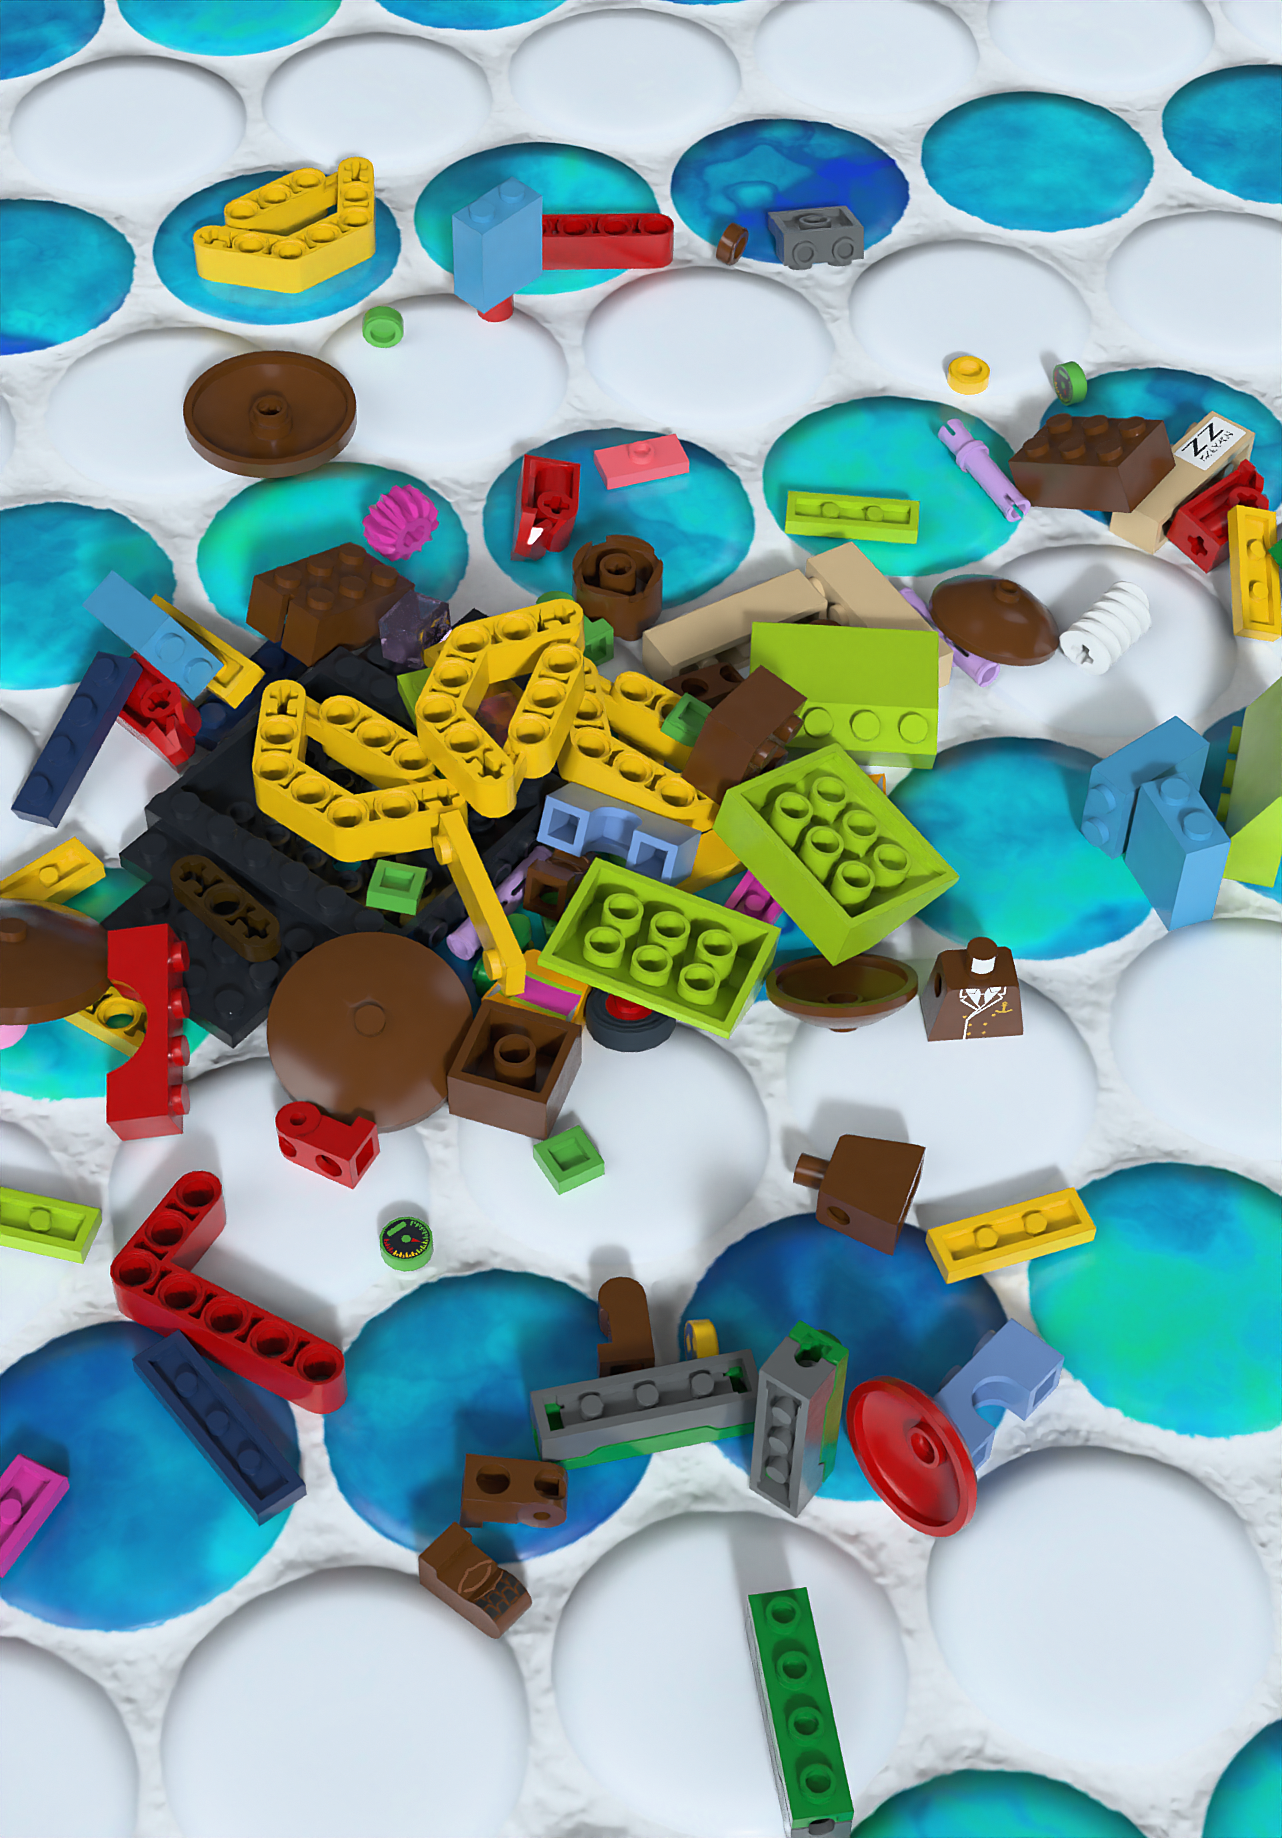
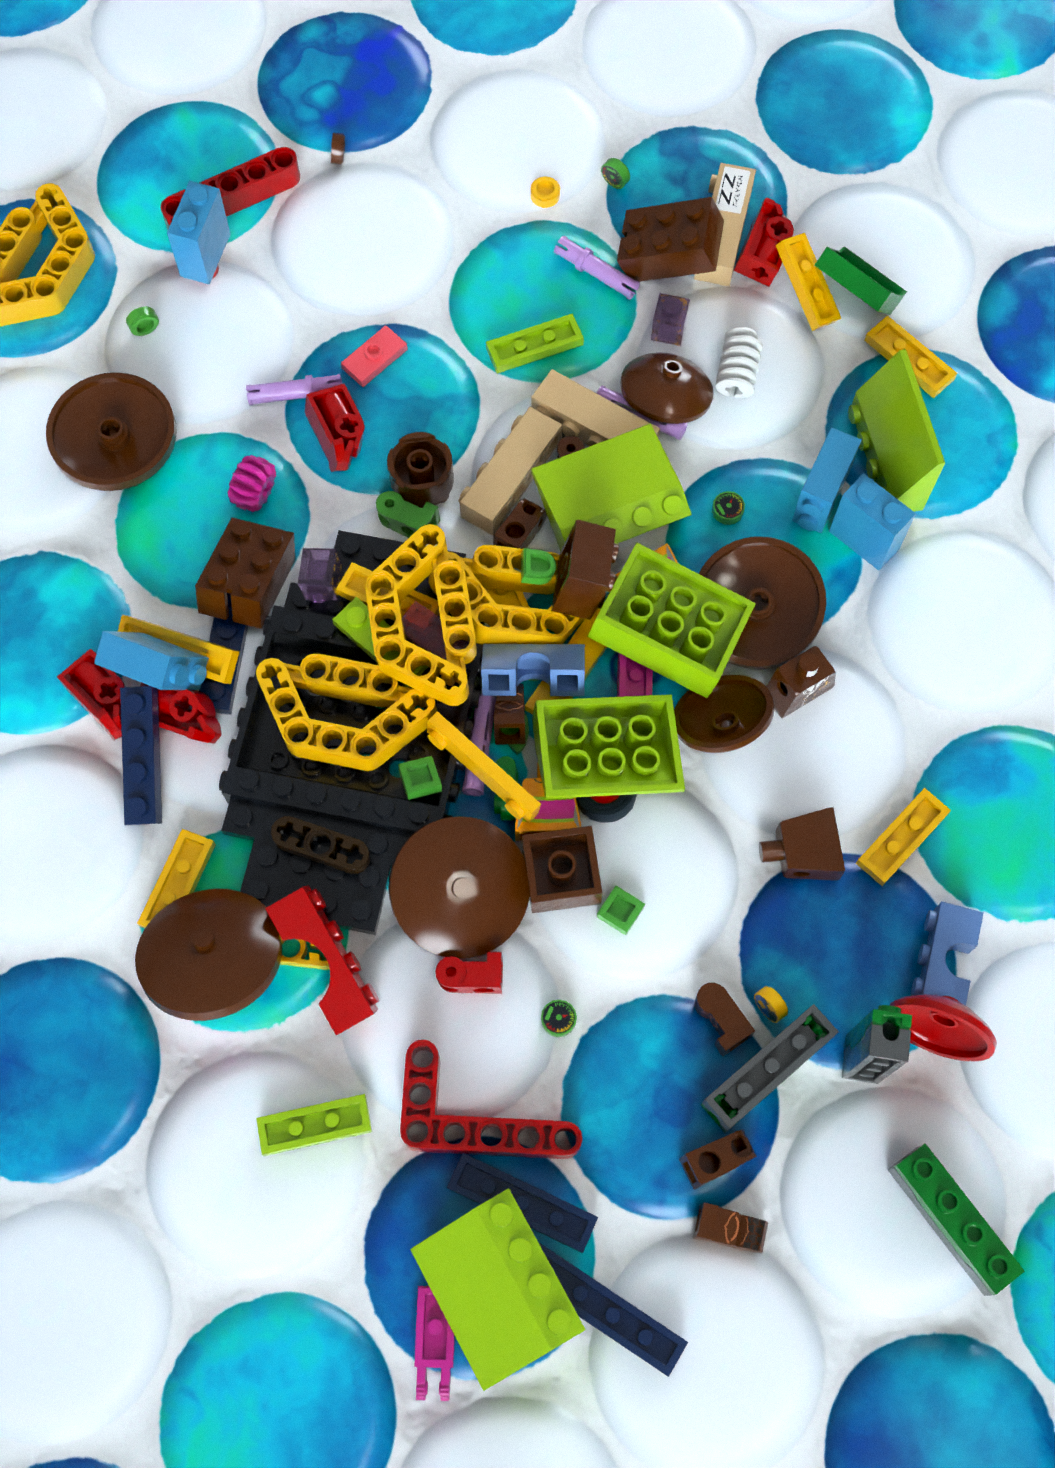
camera: 25 degrees left, 20 degrees up
(68, 650) = (96, 691): none -> red piece
(118, 1494) = (497, 1289): none -> lime slope
(226, 1571) = (618, 1317): none -> dark blue plate
(505, 453) = (289, 389): none -> lavender pin
(817, 236) = (390, 117): dark grey plate -> none
(999, 781) = (728, 508): none -> tile
(1007, 885) = (786, 595): none -> reddish brown dish
(1044, 551) = (670, 319): none -> clear purple brick

